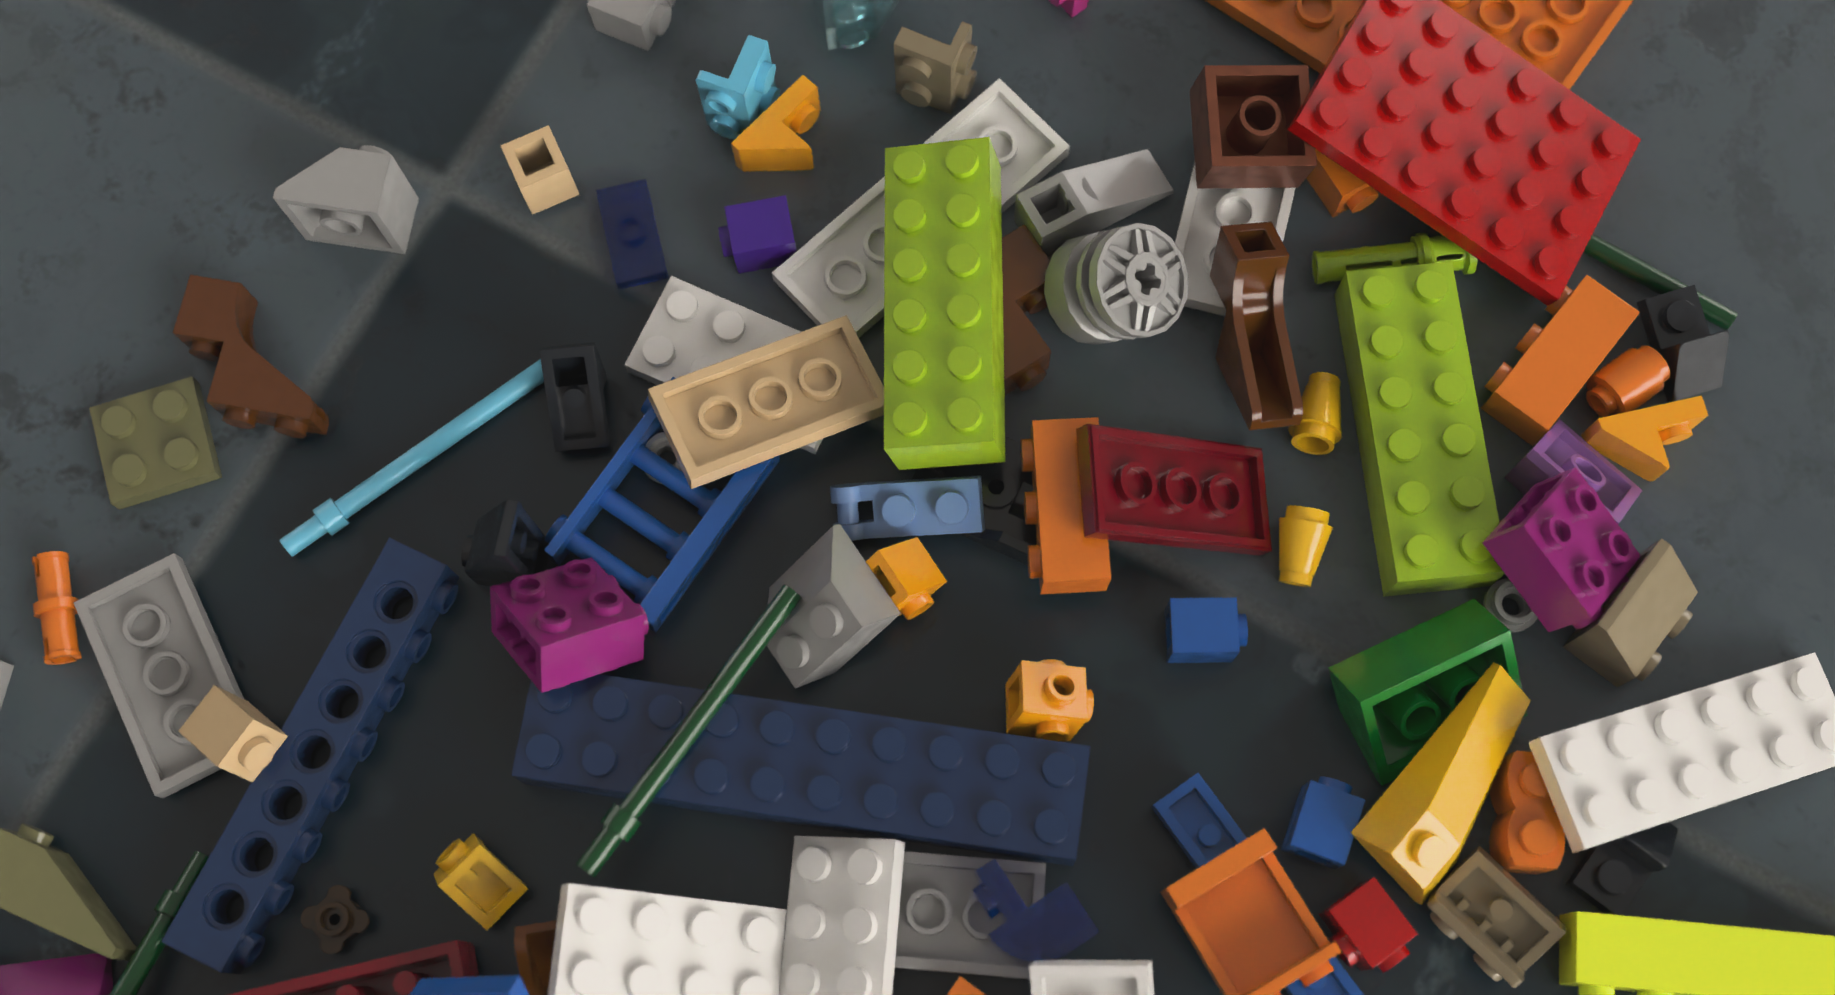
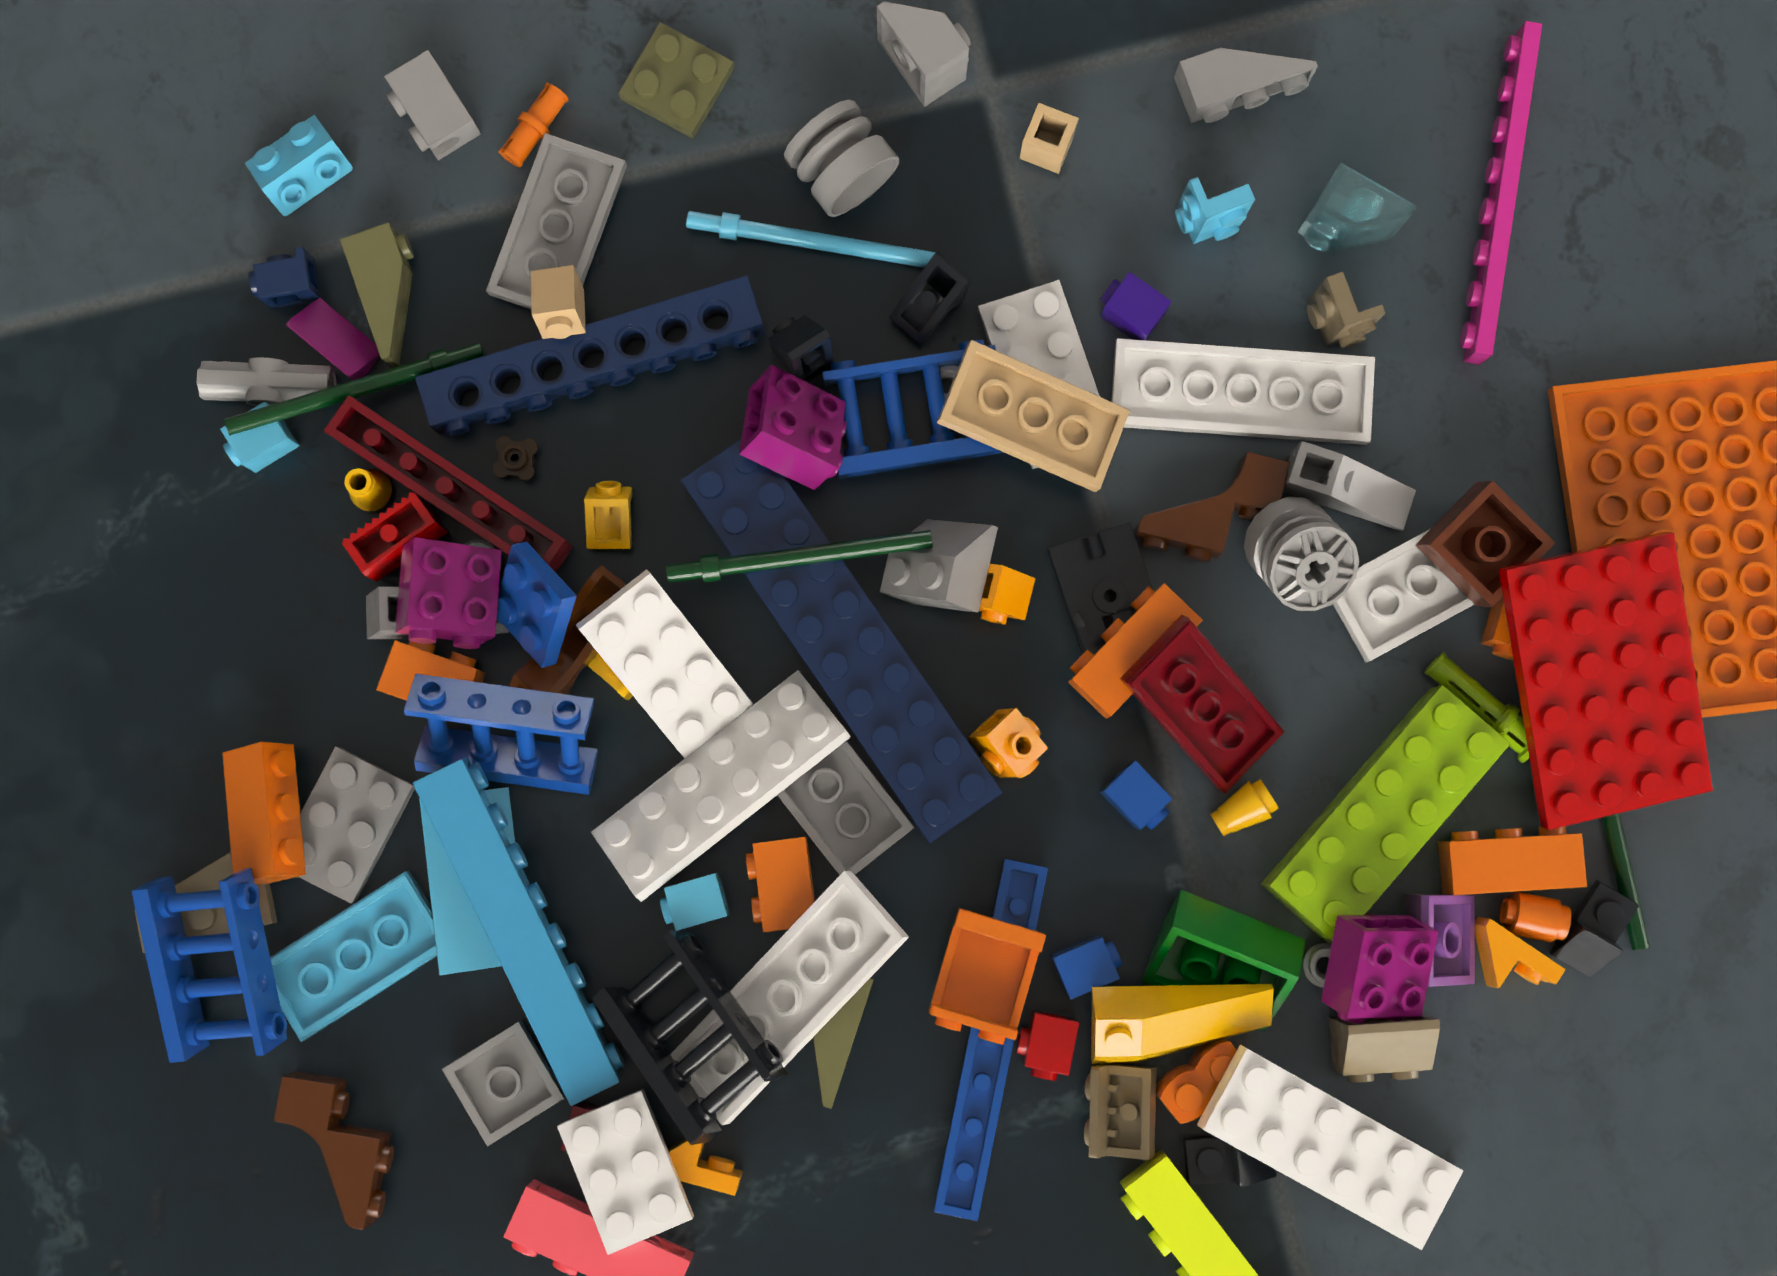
camera: 45 degrees right, 10 degrees up
(245, 388) = (757, 99): reddish brown arch -> none
(372, 358) = (841, 158): none -> light grey wheel
(632, 234) = (1063, 230): clear blue plate -> none
(772, 138) = (1201, 254): light orange slope -> none
(911, 507) = (1049, 557): medium blue plate -> none
(943, 305) = (1190, 461): lime brick -> none
(1032, 933) = (871, 860): clear blue brick -> none
(1254, 335) = (1348, 665): reddish brown arch -> none
(1320, 415) = (1335, 748): yellow cone -> none

